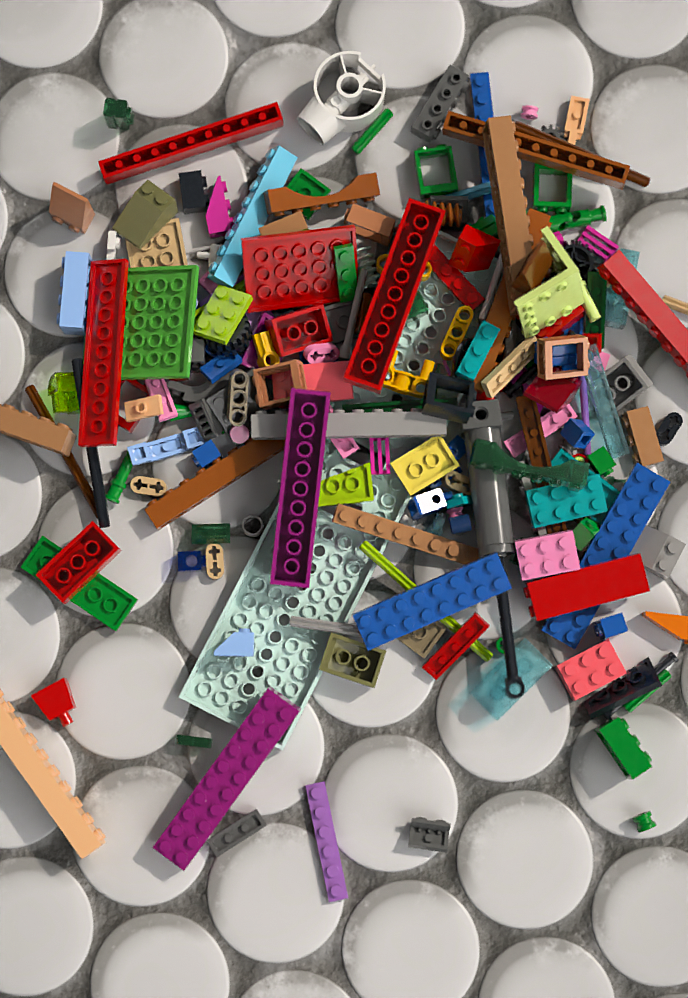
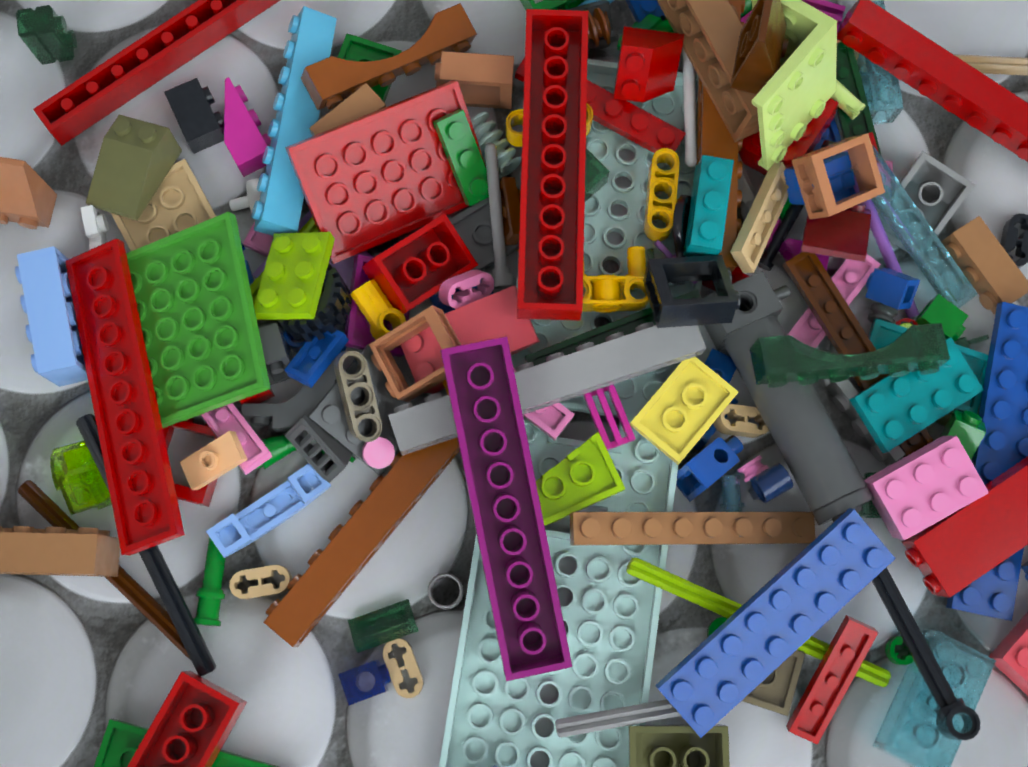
camera: 20 degrees left, 5 degrees down
(205, 454) = (336, 502): blue brick -> none
(459, 501) = (755, 446): teal plate -> none

